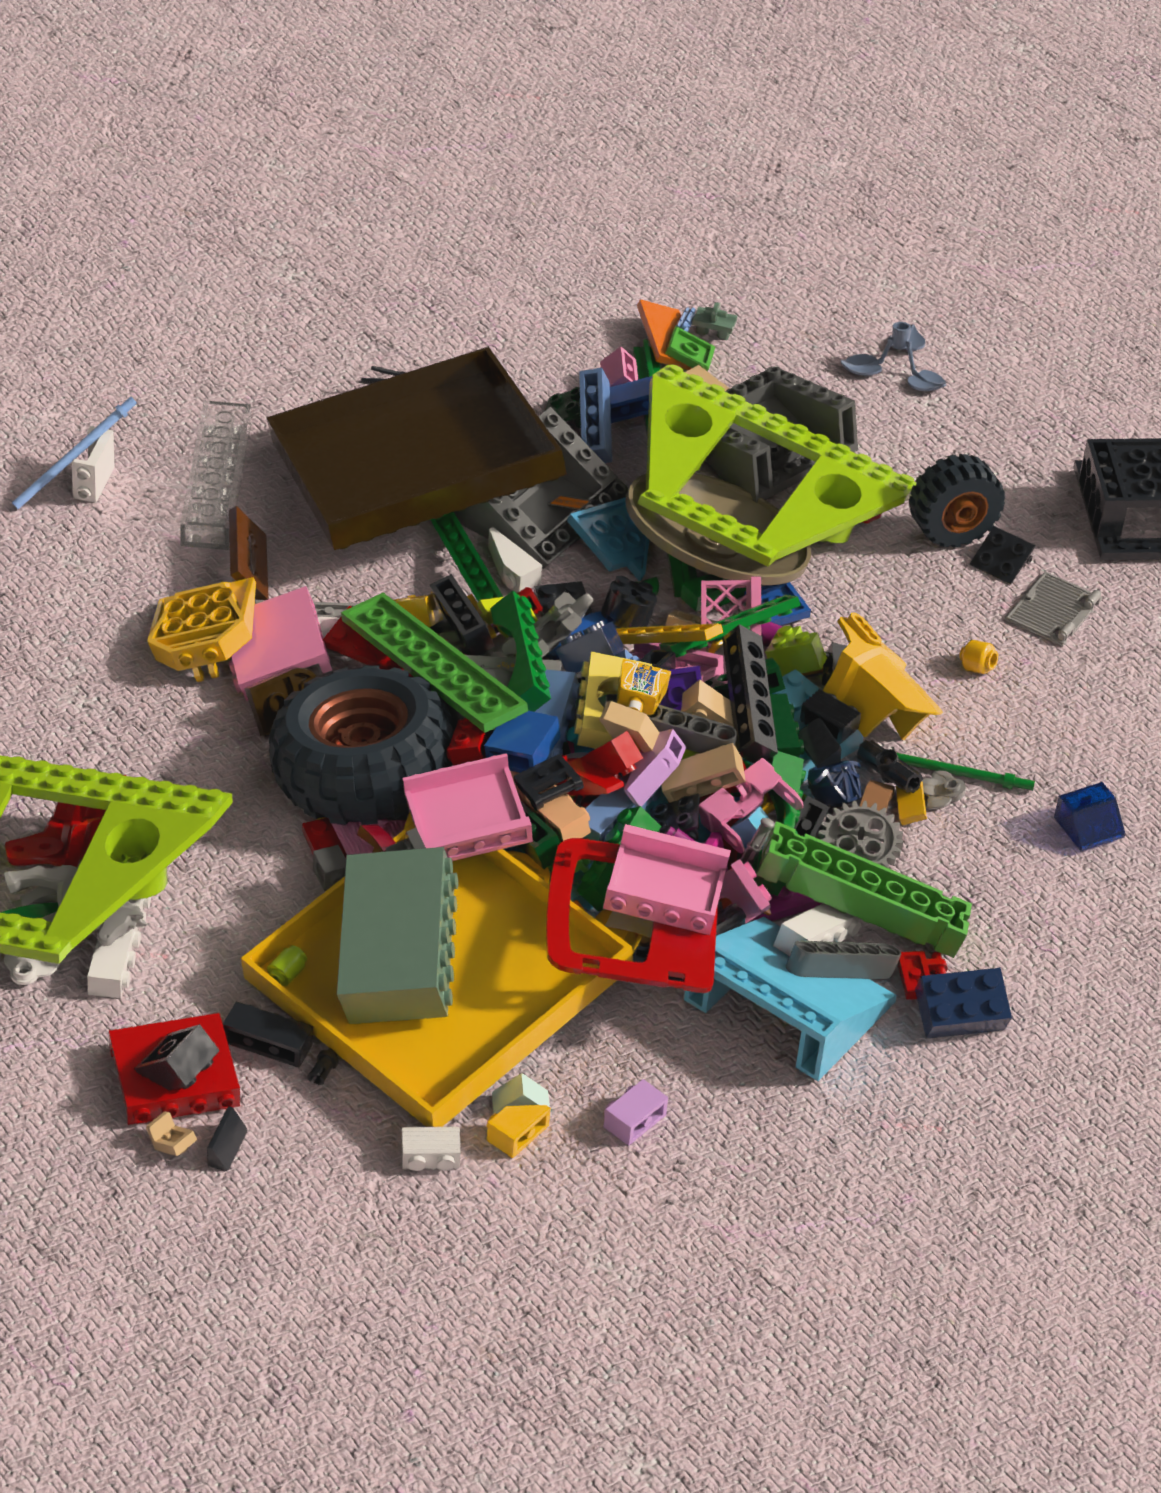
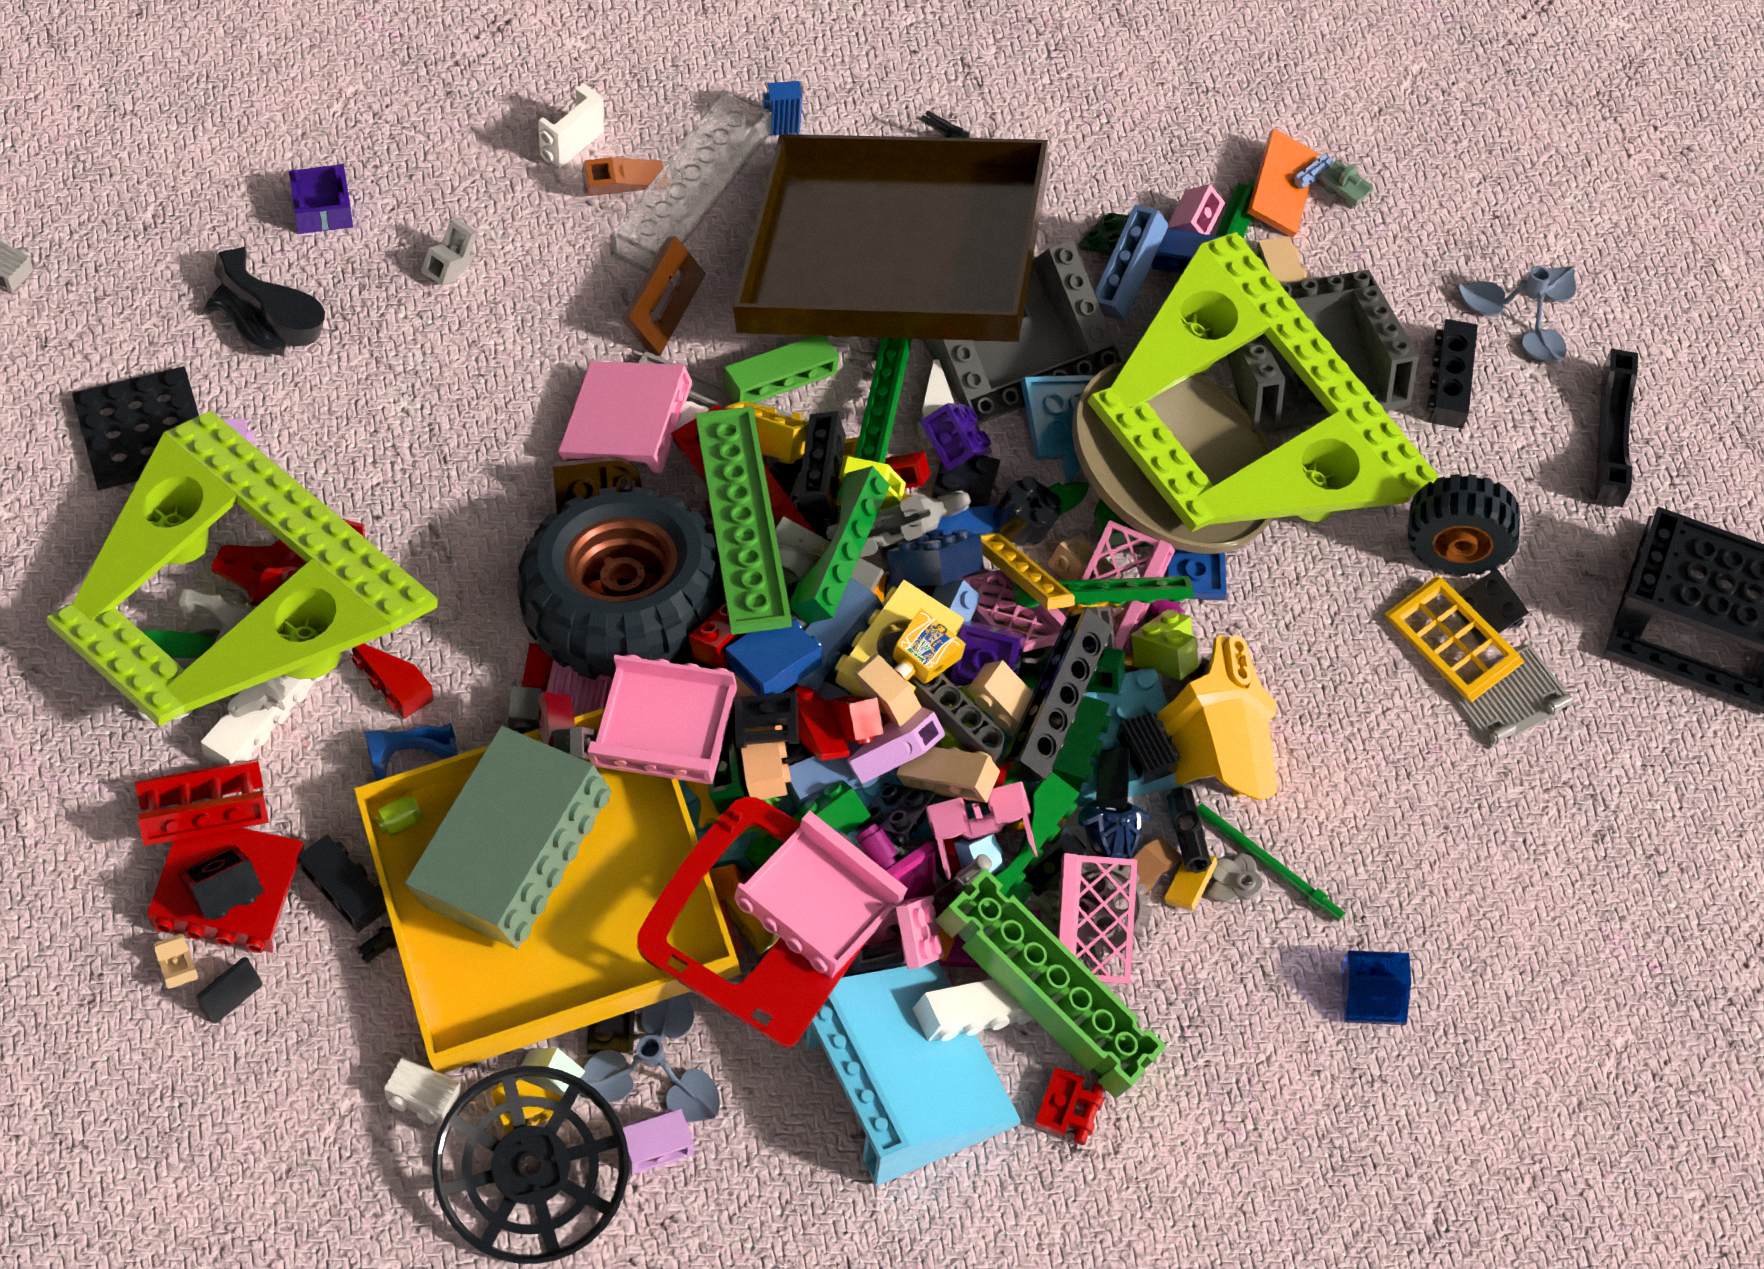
camera: 25 degrees right, 15 degrees up
(55, 584) = (452, 257): none -> light grey brick
(117, 1016) = (201, 817): none -> red fence
(121, 411) = (614, 80): light blue bar -> none
(152, 488) = (618, 175): none -> dark orange slope
(203, 626) = (564, 366): yellow hinge -> none
(212, 883) = (400, 681): none -> red slope
(233, 932) = (384, 744): none -> blue animal
(259, 393) = (785, 104): none -> blue brick
(374, 574) = (780, 370): none -> bright green brick
(539, 571) = (956, 434): none -> dark purple bracket
(549, 1058) = (612, 1034): none -> black plate
(561, 1147) = (535, 1142): none -> black dish
(570, 502) = (1046, 356): sticker -> none
(588, 1030) = (692, 1093): none -> sand blue plant
(660, 659) = (990, 609): black slope -> none
(689, 349) = (1295, 211): bright green tile -> none
(836, 833) = (1069, 910): none -> bright pink fence
(843, 960) = (977, 1058): dark grey beam -> none
(876, 418) = (1453, 373): none -> black brick
(963, 1003) = (1083, 1164): dark blue brick -> none
(978, 656) = (1379, 728): yellow head -> none
(997, 385) = (1613, 456): none -> black arch
(1025, 612) = (1489, 676): none -> yellow piece

